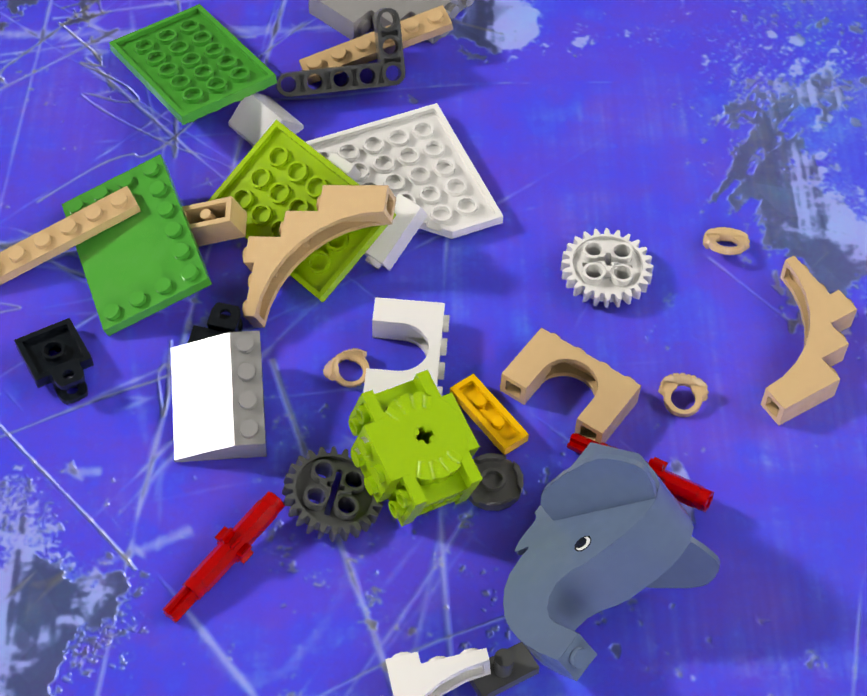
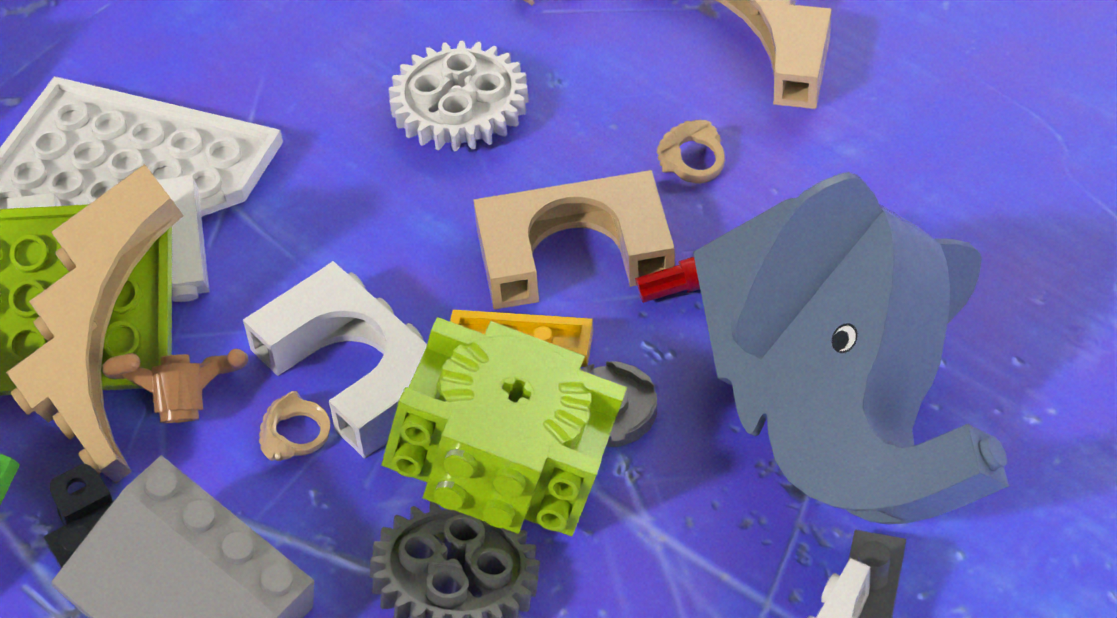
camera: 40 degrees left, 5 degrees down
(318, 301) = (175, 382): none -> medium nougat piece

